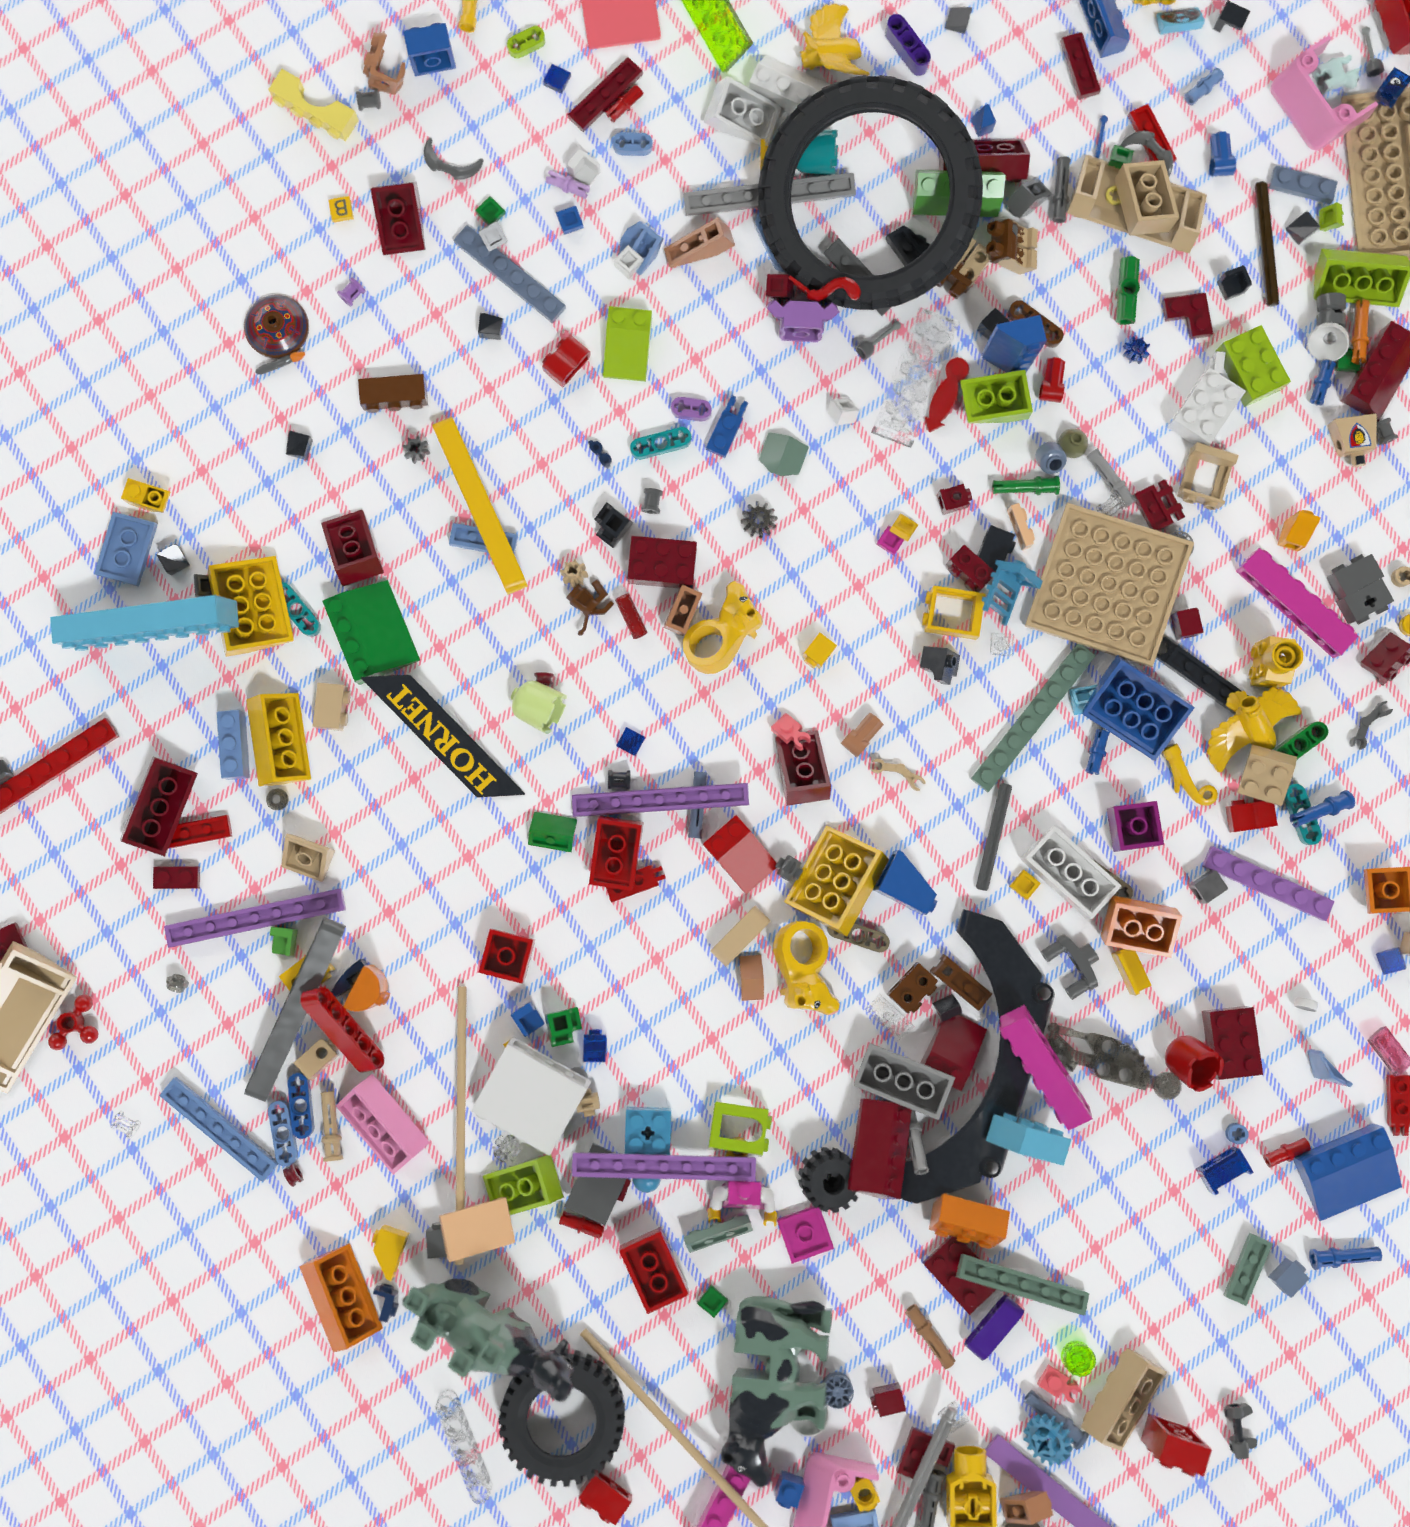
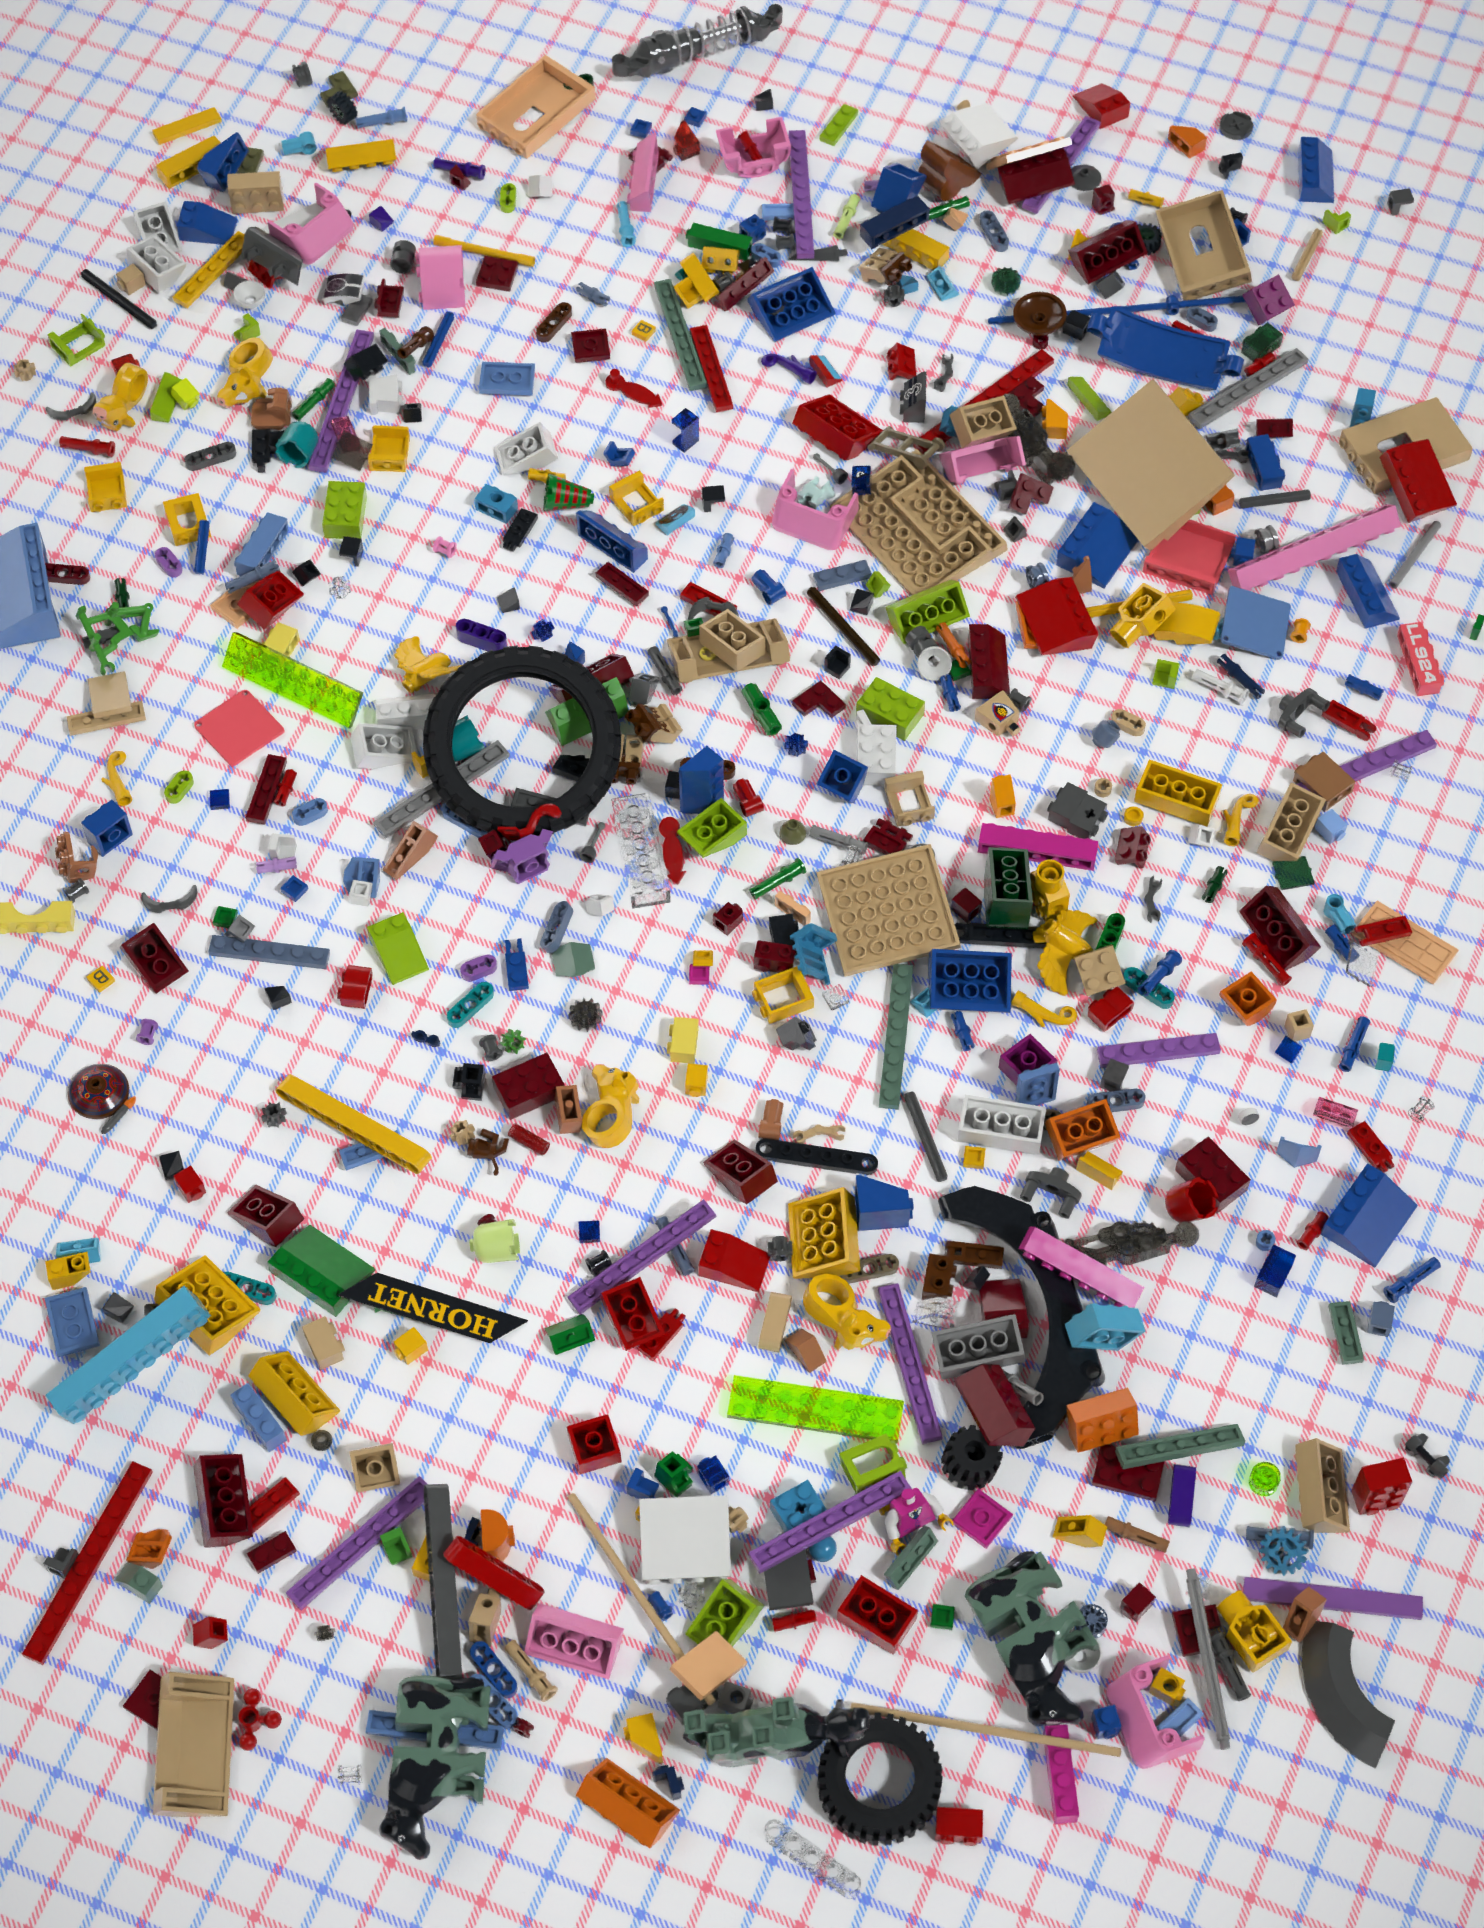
camera: 25 degrees left, 25 degrees down
(47, 836) = (139, 1582): none -> sand green slope
(75, 809) = (149, 1548): none -> orange slope
(78, 924) = (210, 1632): none -> red brick
(170, 479) = (91, 1246): none -> medium azure slope
(189, 1174) = (431, 1773): none -> animal
(300, 476) = (189, 1184): none -> red brick
(393, 392) = (228, 1084): reddish brown brick -> none
(404, 757) = (410, 1346): none -> yellow brick
(476, 1139) = (660, 1606): none -> blue pin
(476, 1264) = (730, 1690): none -> light grey brick
(675, 507) = (508, 1038): none -> bright green gear
(724, 1042) = (814, 1408): none -> clear neon green plate
(789, 729) = (712, 1148): coral plate -> none
(790, 402) = (552, 938): none -> sand blue beam
(833, 602) = (684, 1040): none -> light yellow brick
(836, 1049) = (910, 1364): none -> medium lavender tile
(881, 795) = (817, 1156): none -> black plate
(881, 1303) = (1080, 1530): none -> yellow slope
(970, 73) = (542, 630): none -> clear blue gear
(1050, 457) = (782, 848): sand blue head -> none
(1056, 1383) = (1261, 1511): coral plate -> none
(1123, 859) = (1038, 1085): none -> medium blue plate
(1157, 416) = (843, 776): none -> blue slope
(1201, 907) = (1121, 1094): none -> sand blue beam
(1236, 638) = (1007, 888): none -> dark green brick

